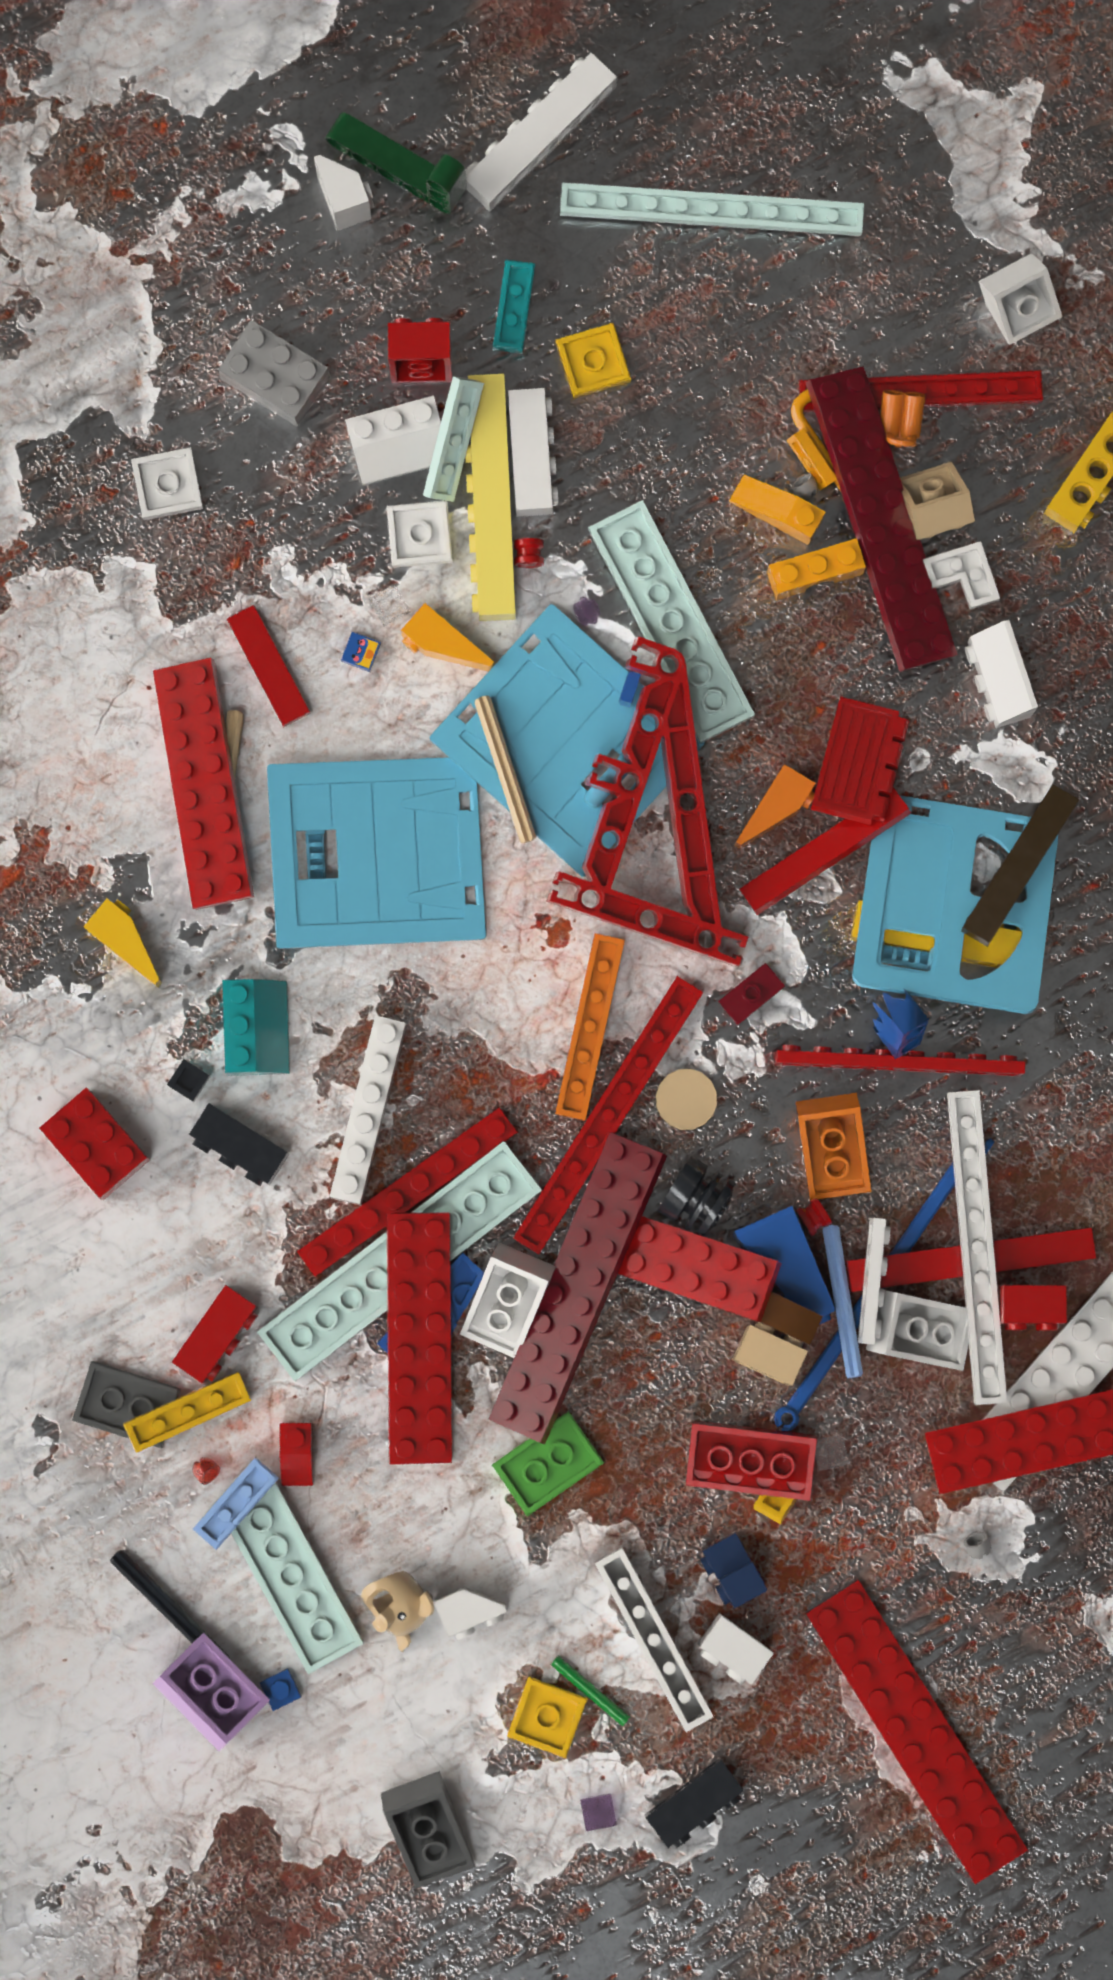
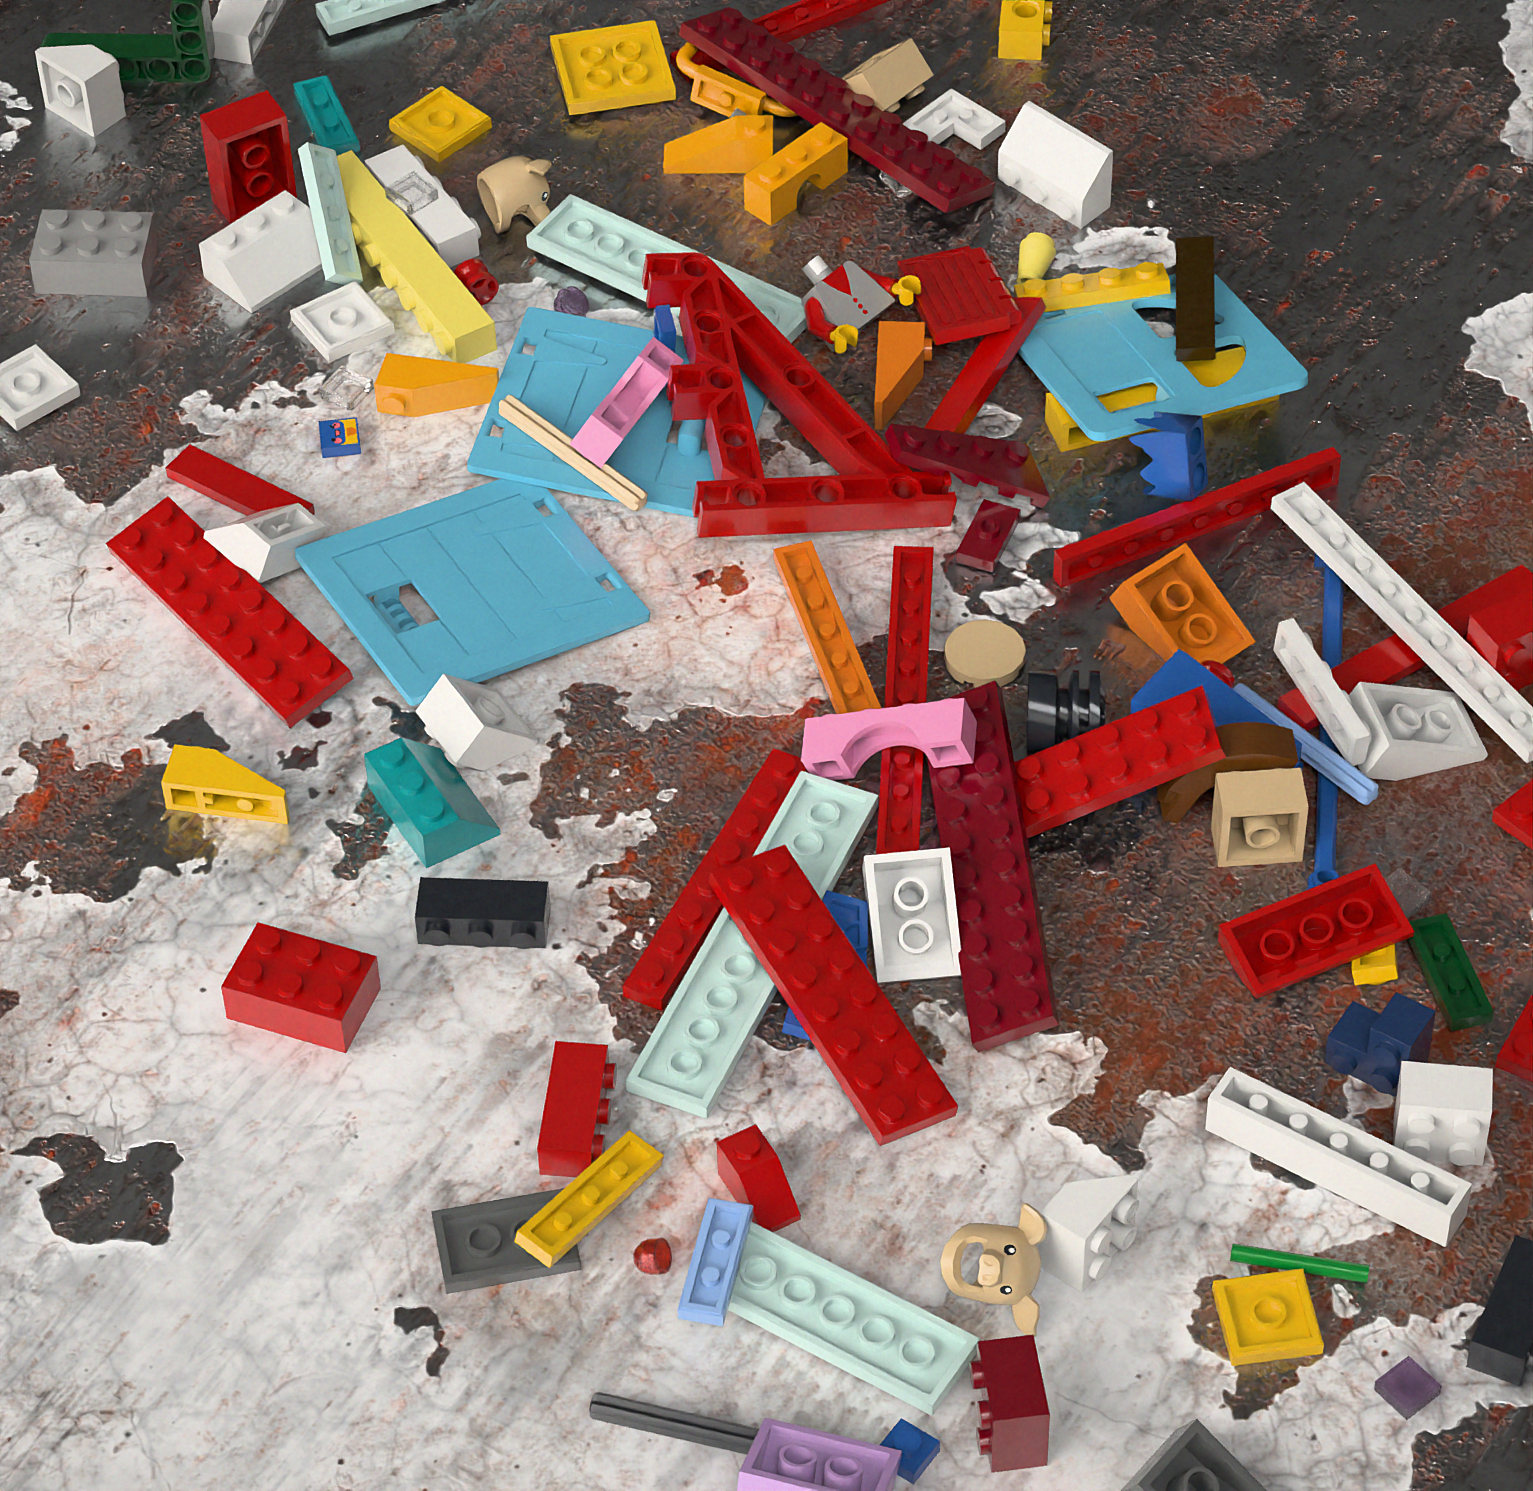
camera: 25 degrees left, 35 degrees down
(188, 1080) = (381, 883): black plate -> none
(255, 737) = (267, 540): none -> white slope
(316, 979) = (474, 723): none -> white slope
(348, 1709) = (1014, 1404): none -> dark red brick
(368, 1110) = (620, 814): white brick -> none
(521, 450) = (411, 193): none -> clear tile
(543, 1471) = (1076, 1061): bright green tile -> none
(581, 738) = (625, 403): none -> bright pink arch
(596, 1179) = (841, 743): none -> bright pink arch
(602, 480) = (515, 188): none -> tan piece
(748, 373) = (612, 67): none -> yellow plate
(773, 730) = (850, 300): none -> torso
(780, 937) = (970, 459): none -> dark red wing
(818, 1533) = (1449, 973): none -> dark green plate
(902, 417) = (800, 29): orange piece -> none
(937, 751) = (1035, 256): none -> light yellow cone
(960, 803) = (1098, 288): none -> yellow plate

